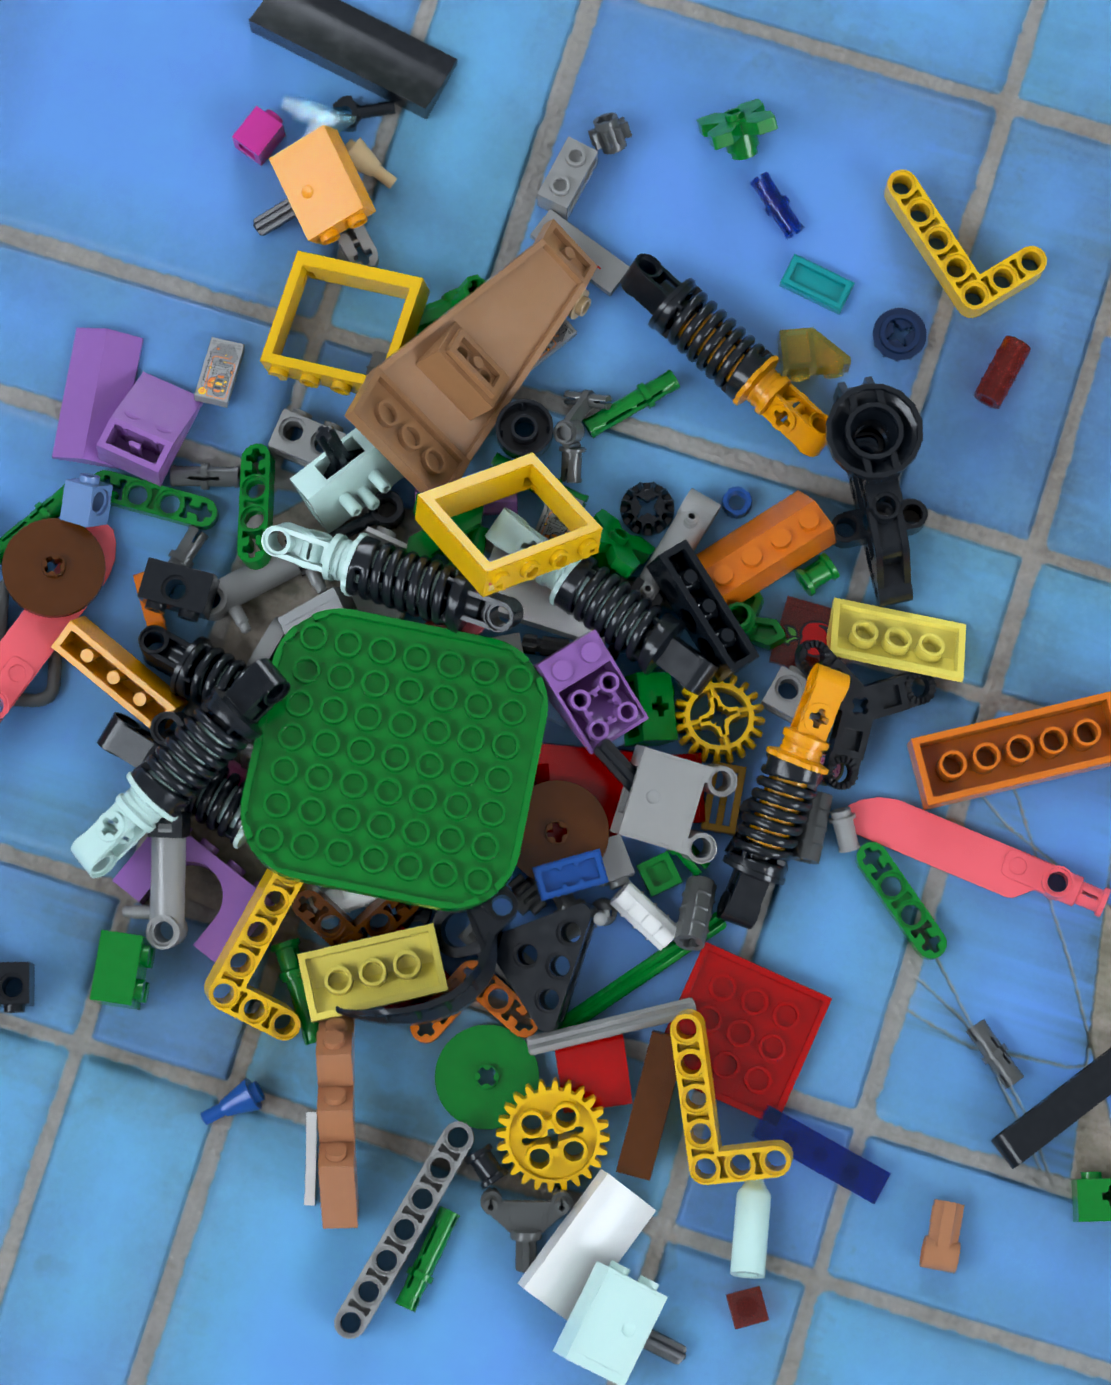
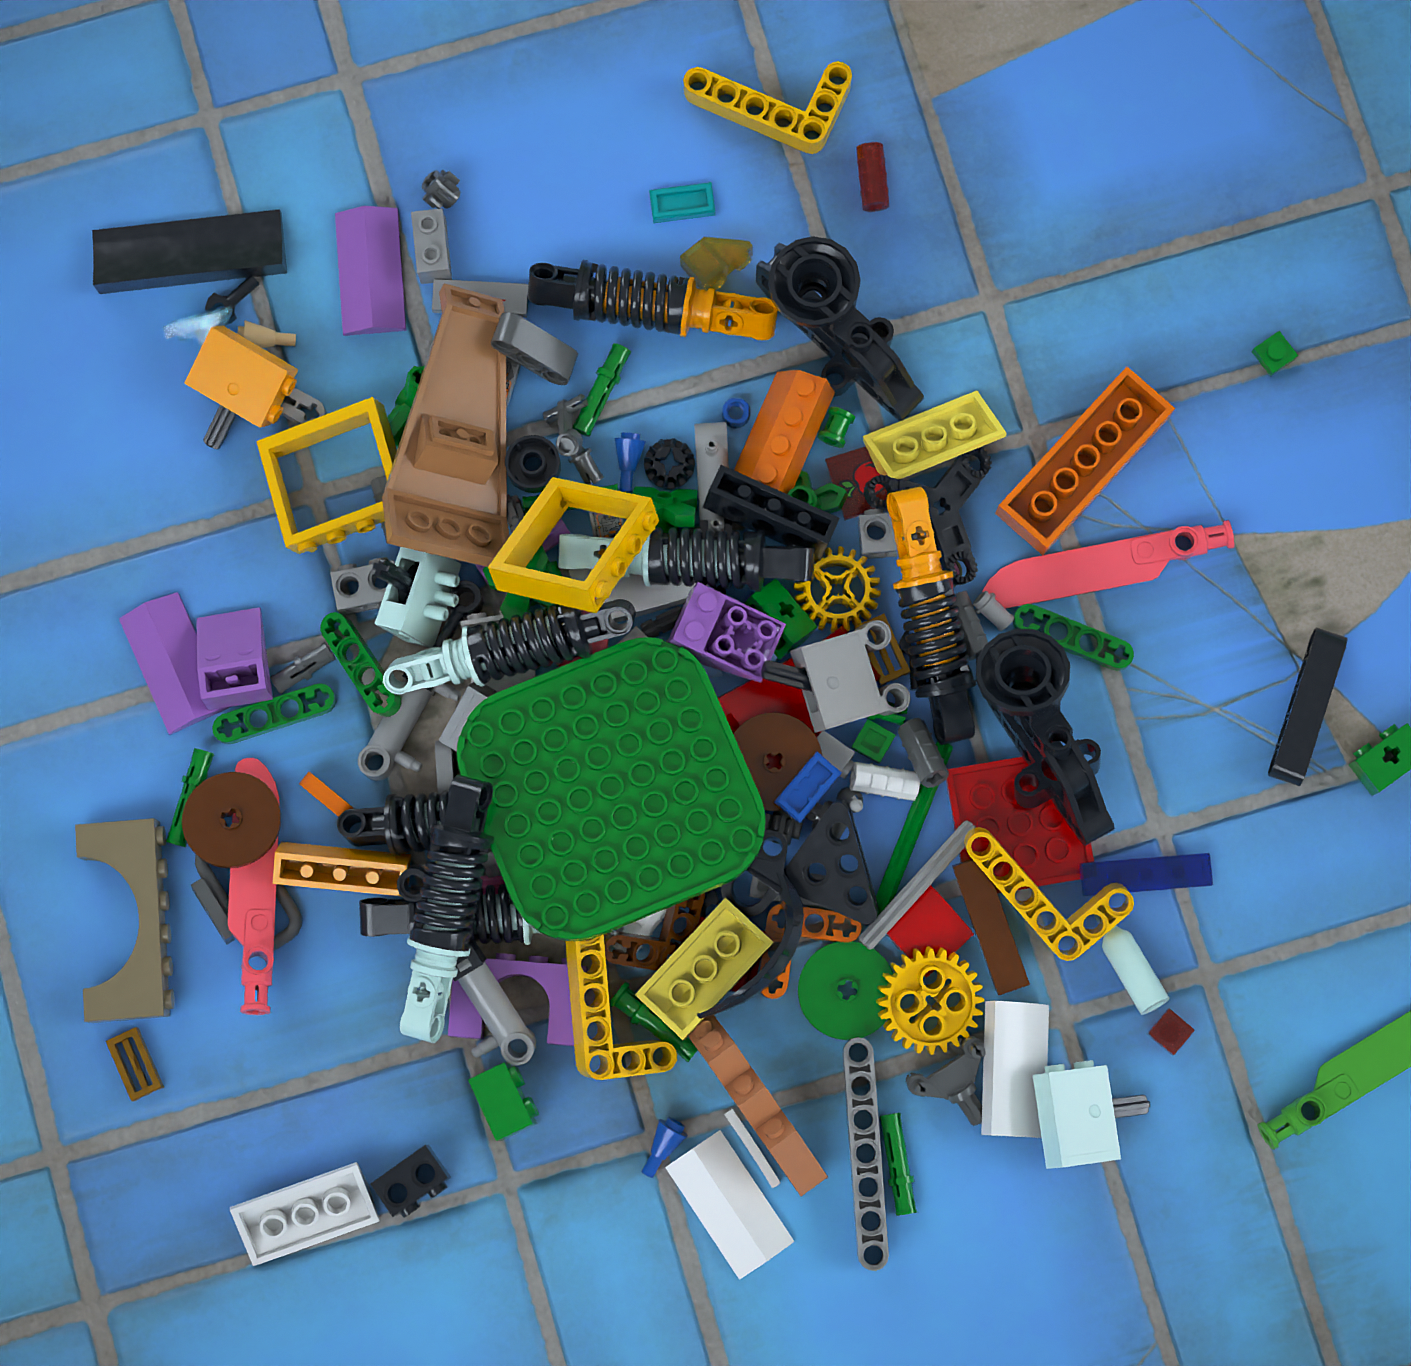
camera: 30 degrees left, 0 degrees up
(86, 500) = (221, 749): medium blue brick -> none
(163, 576) = (325, 767): black brick -> none
(187, 549) = (328, 746): dark grey pin -> none
(219, 372) = (258, 578): tile -> none
(257, 1194) = (730, 1204): none -> white slope
(259, 134) = (162, 370): dark pink brick -> none
(481, 460) = (514, 511): none -> dark grey axle
(486, 1166) = (895, 1060): black bush -> none
(500, 165) = (370, 270): none -> medium lavender slope
(594, 328) = (534, 348): none -> dark grey beam
(617, 475) = (628, 451): none -> blue cone
(738, 128) = (540, 120): green plant -> none
(777, 205) = (609, 161): clear blue pin -> none
(821, 906) = (1024, 681): none -> black piece
(904, 320) = (769, 187): dark blue gear -> none
(941, 1245) = (1285, 882): nougat piece -> none
(994, 1054) = (1225, 706): dark grey pin -> none

